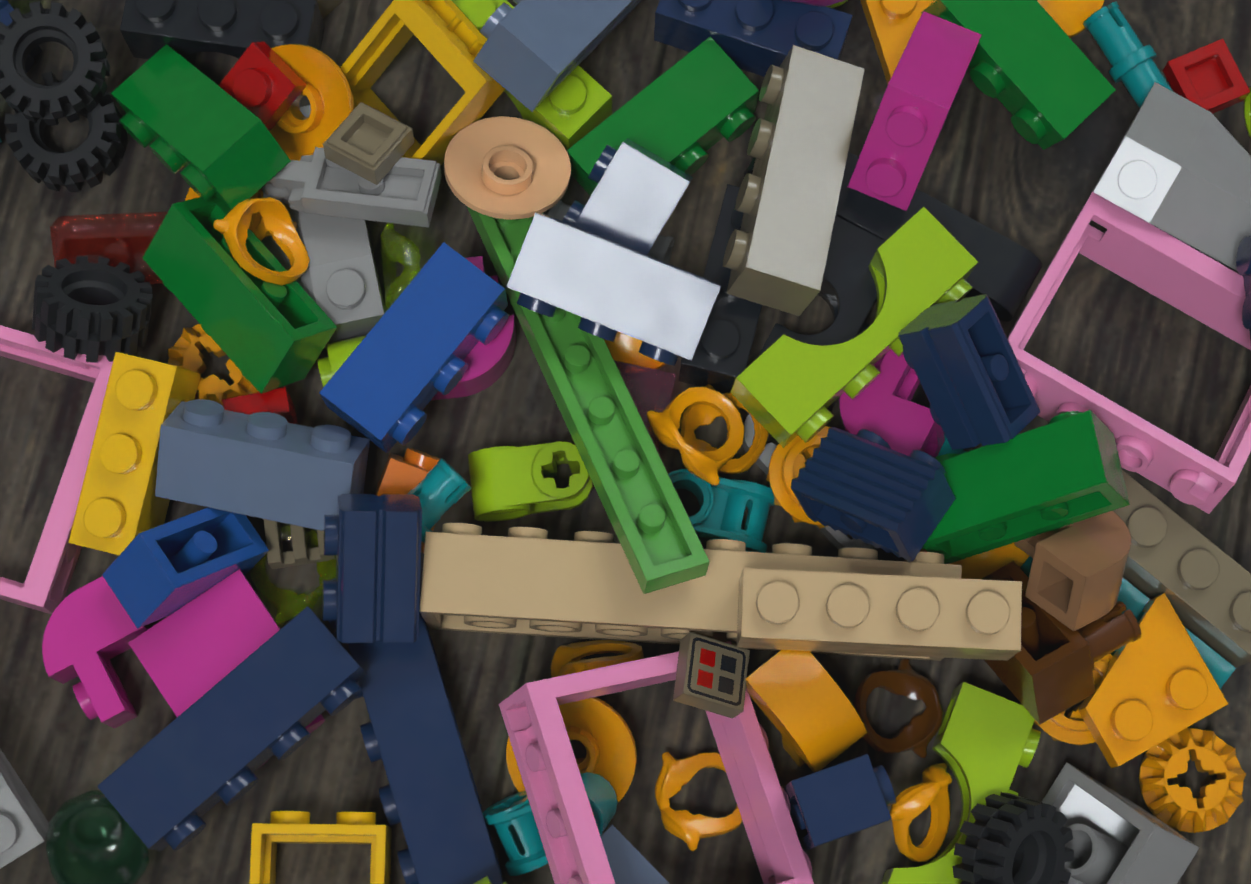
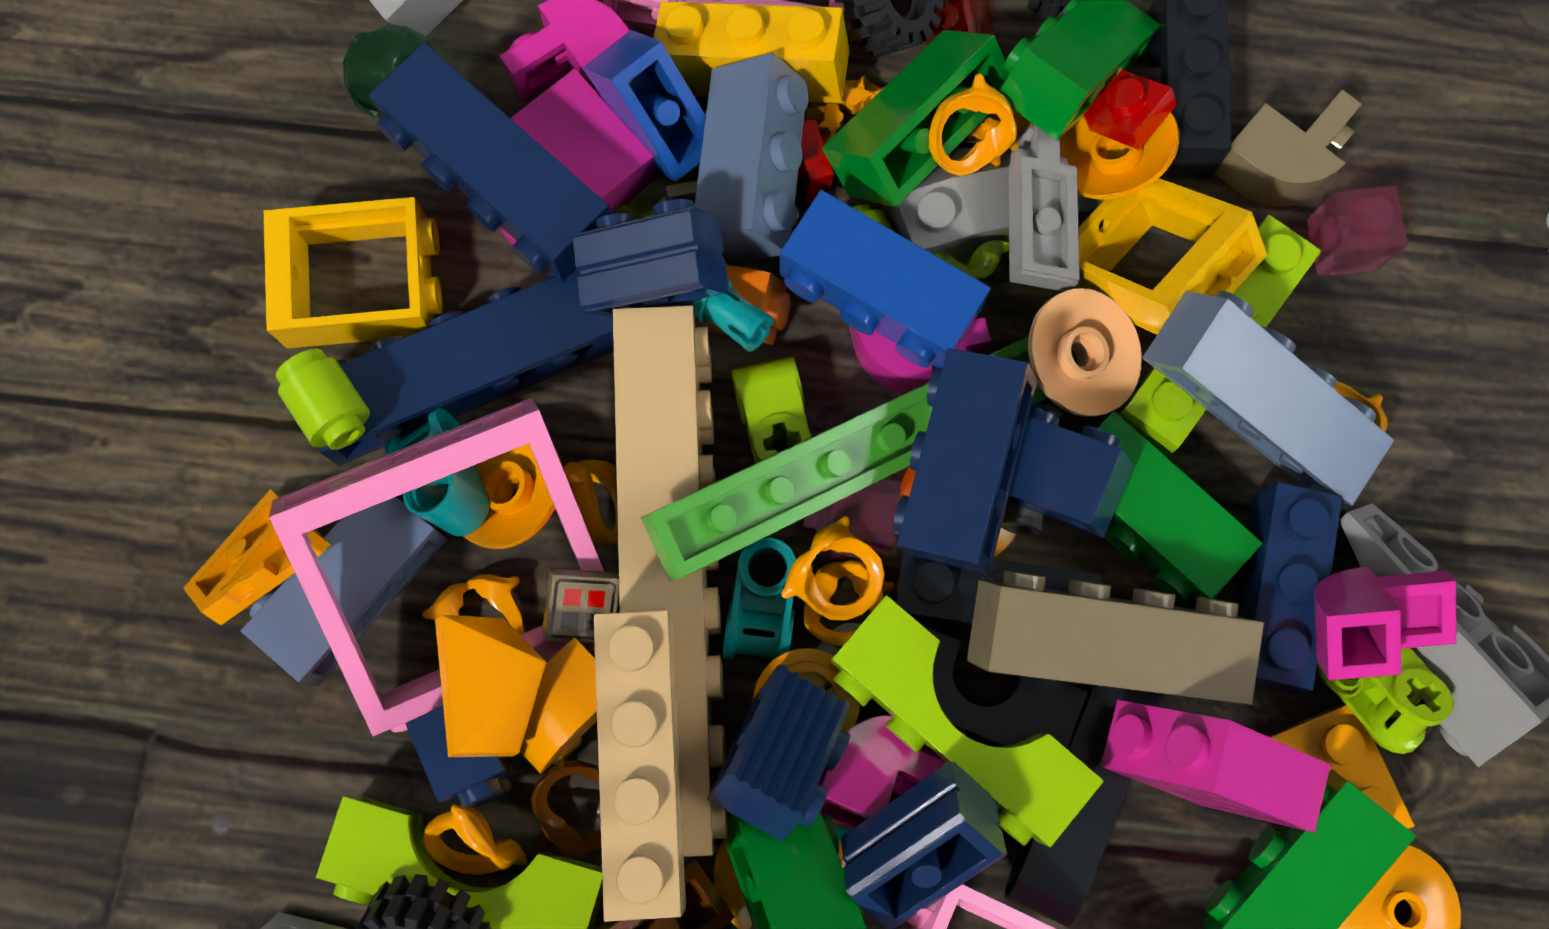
camera: 85 degrees right, 0 degrees up
(368, 143) = (1087, 212): dark tan tile -> none
(784, 759) = (486, 685): none -> light orange slope

